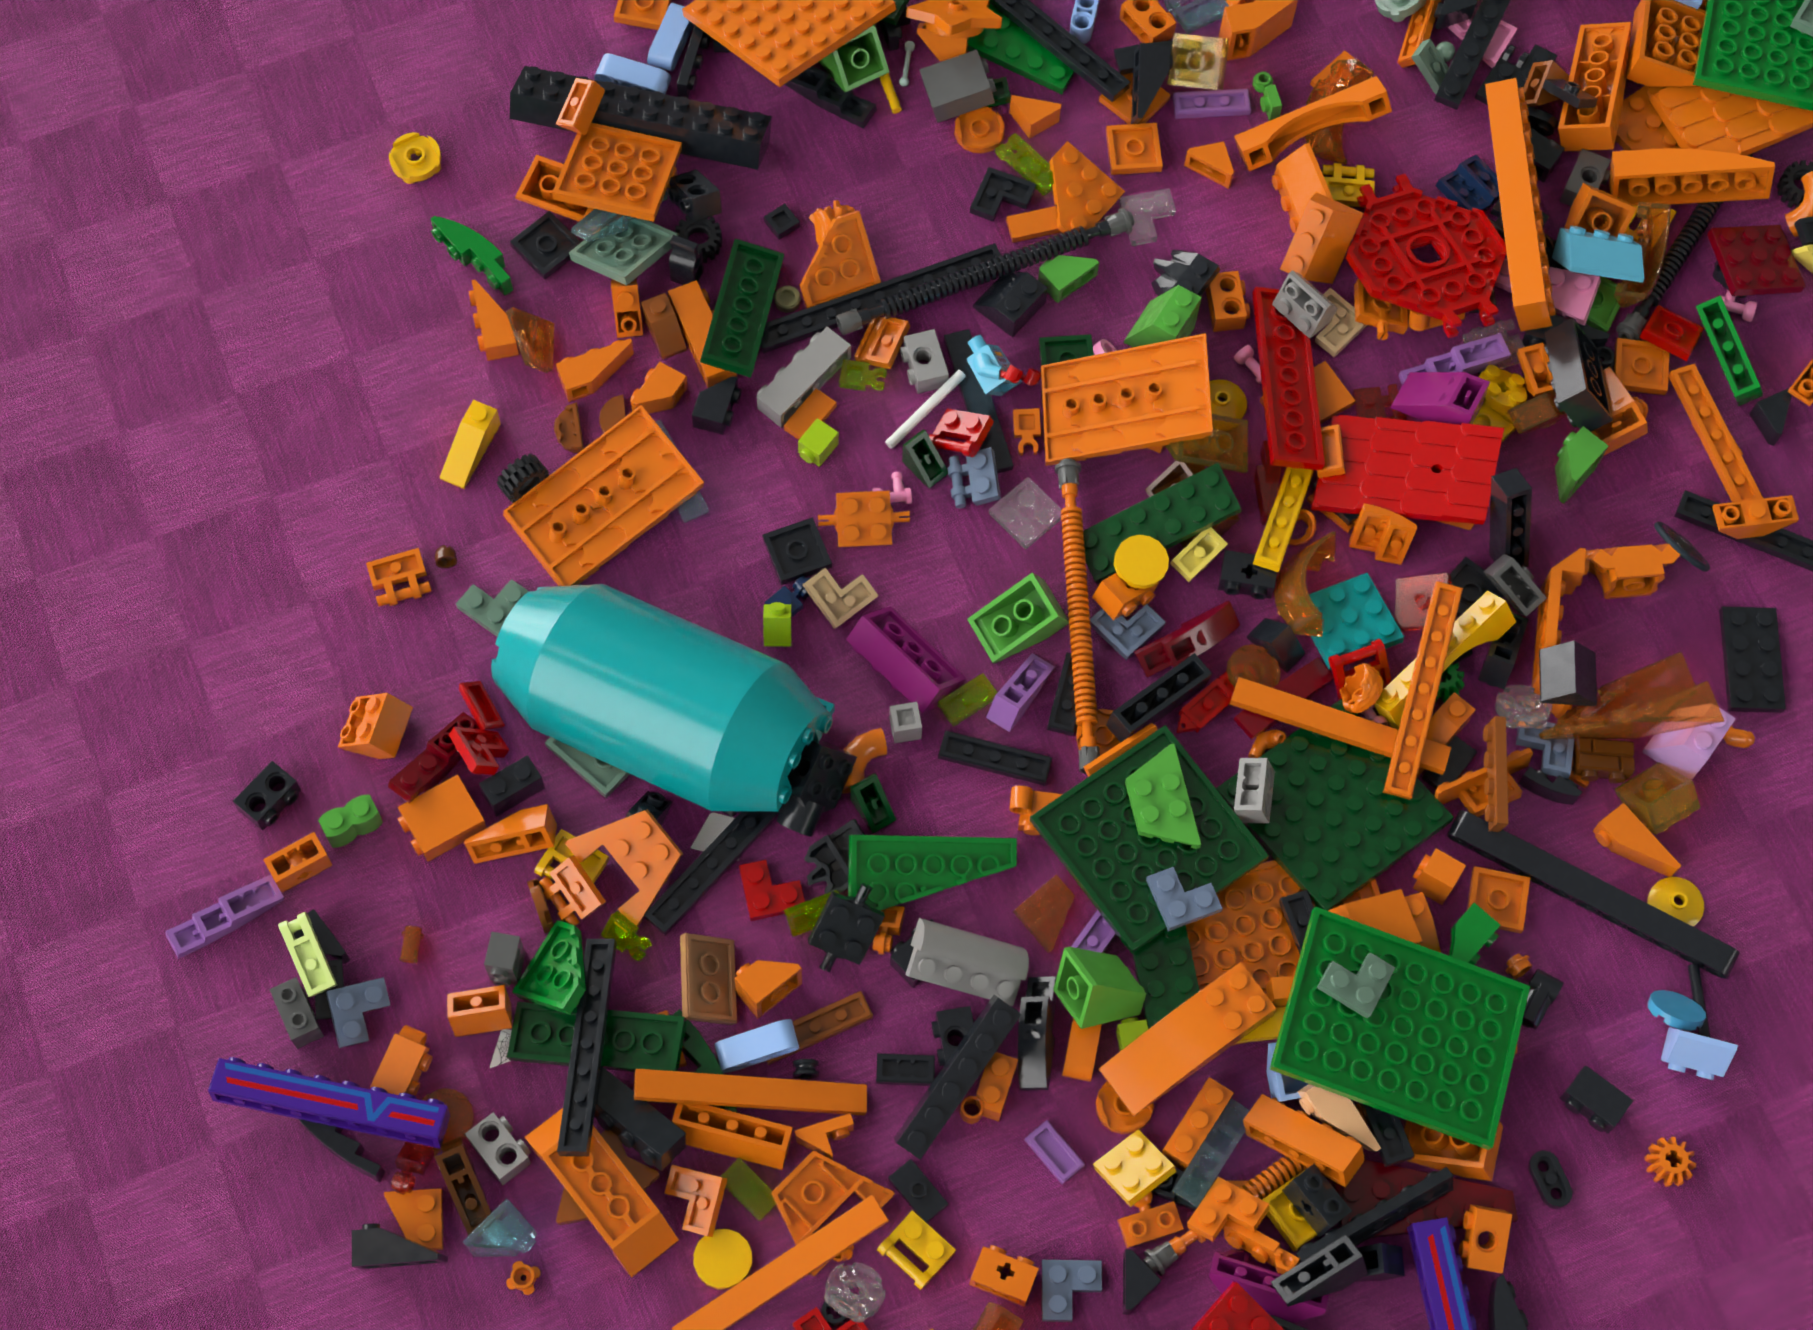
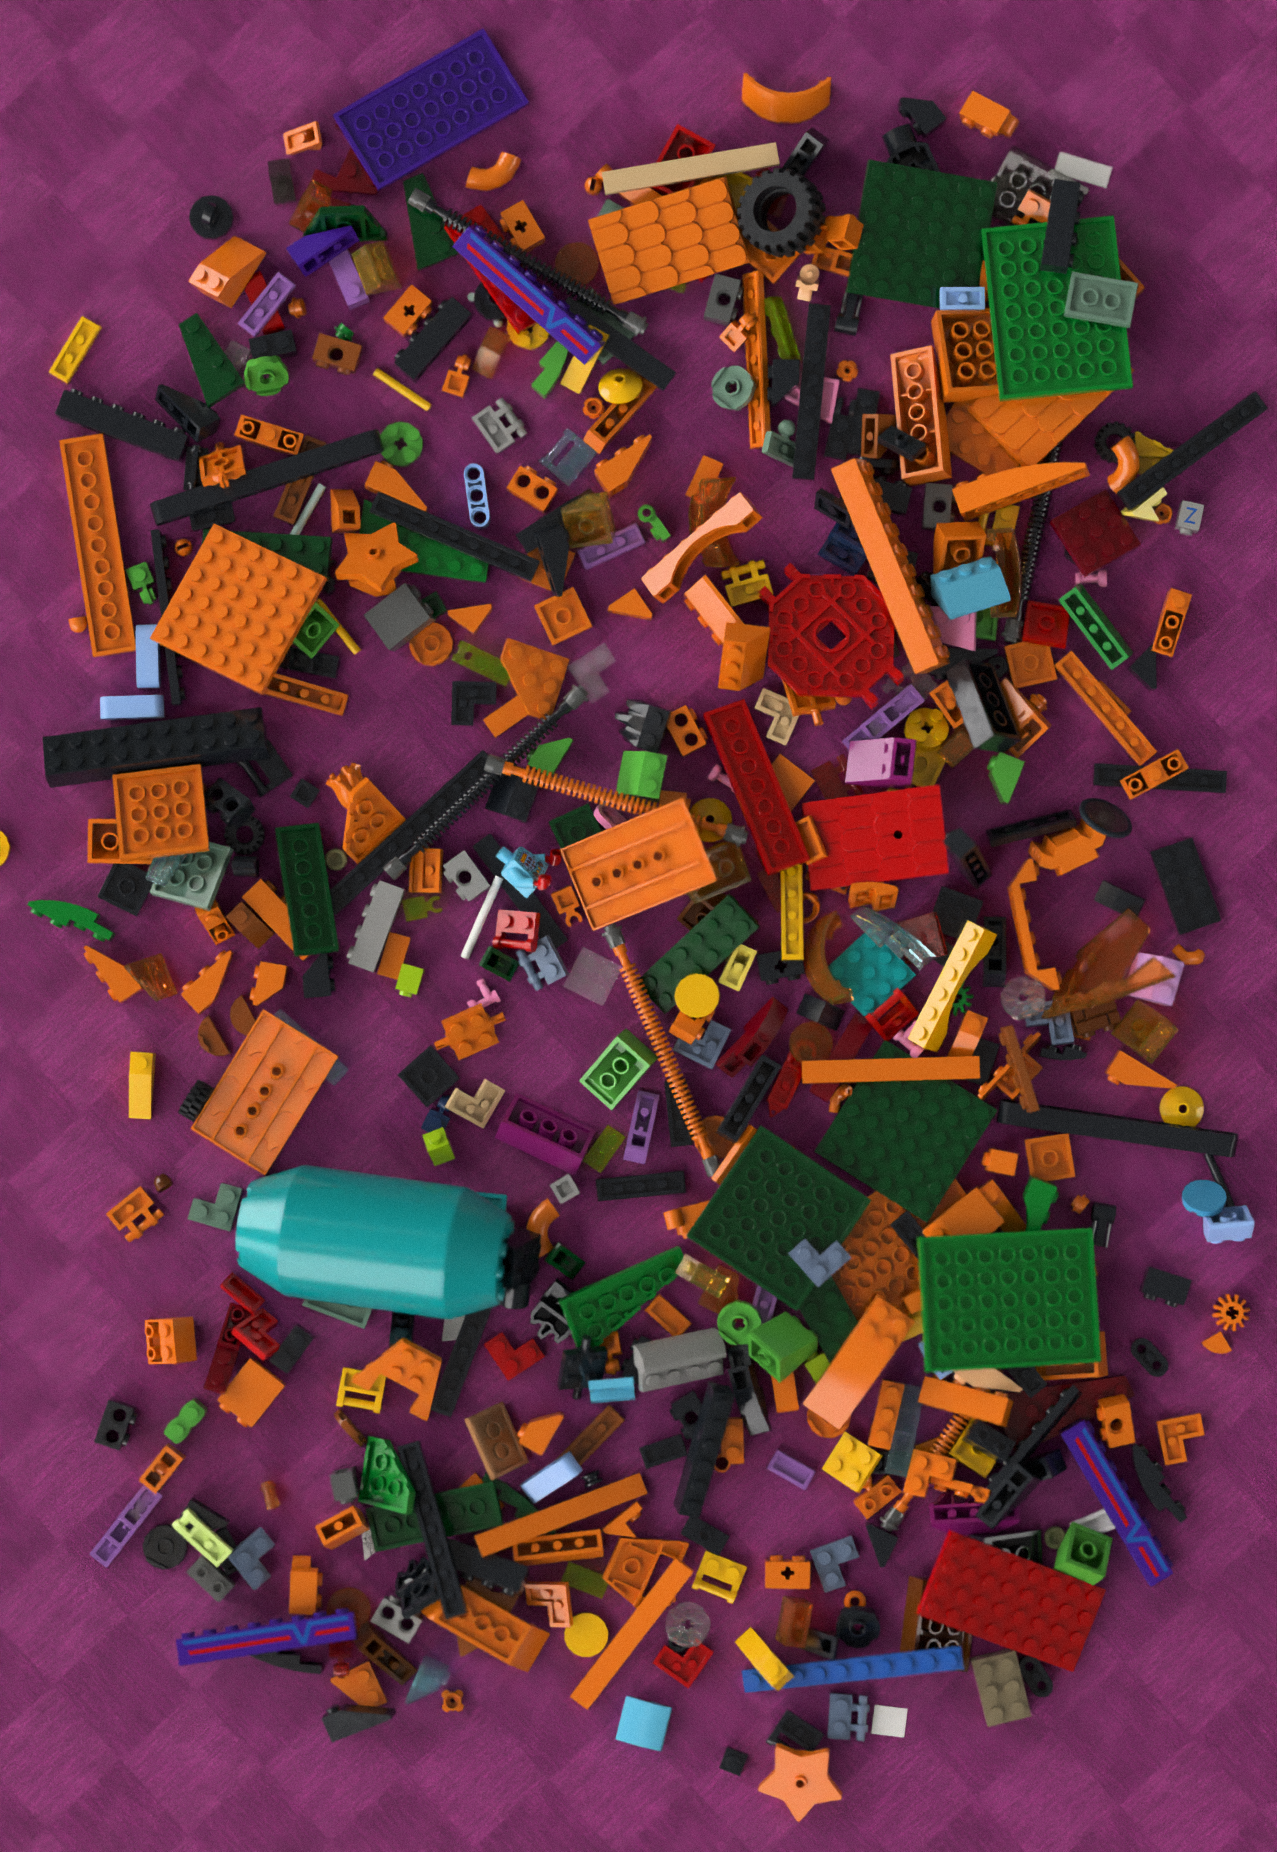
camera: 20 degrees left, 20 degrees up
(259, 960) = (164, 1547): none -> black tile
(516, 834) = (314, 1382): orange slope -> none
(537, 1114) = (416, 1587): none -> black plate
(576, 887) = (371, 1414): orange plate -> none
(581, 106) = (107, 768): orange slope -> none
(625, 934) = (421, 1429): clear neon green plate -> none
(757, 185) = (273, 768): none -> black plate
(805, 915) = (551, 1361): clear neon green plate -> none
(817, 122) = (307, 694): none -> orange slope
(871, 969) = (611, 1390): none -> medium azure slope
(909, 47) = (345, 586): light aqua hinge -> none
(970, 912) = (667, 1316): none -> orange tile
(1030, 875) = (702, 1275): none -> clear yellow slope
(1040, 941) = (726, 1323): none -> bright green plate
(1125, 329) = (500, 766): none -> orange hose
(1162, 801) = (778, 1188): bright green wing -> none
(1254, 790) = (844, 1152): light grey brick -> none
(1304, 305) = (749, 719): light grey slope -> none
(1357, 991) = (971, 1289): sand green plate -> none
(1361, 689) = (897, 1036): orange hair -> none
(1386, 581) = (887, 932): none -> clear light blue slope
(1423, 690) = (944, 1023): orange tile -> none
(1471, 140) = (832, 507): none -> black slope
(1515, 584) = (987, 904): dark grey brick -> none
(1525, 30) = (843, 365): none -> orange plate
(1552, 1285) = (1172, 1433): none -> orange plate
(1568, 675) = (1049, 974): slope -> none
(1589, 532) = (1031, 828): none -> black tile
(1640, 1196) = (1216, 1343): none -> orange tile
(1669, 640) = (1118, 898): none -> black slope

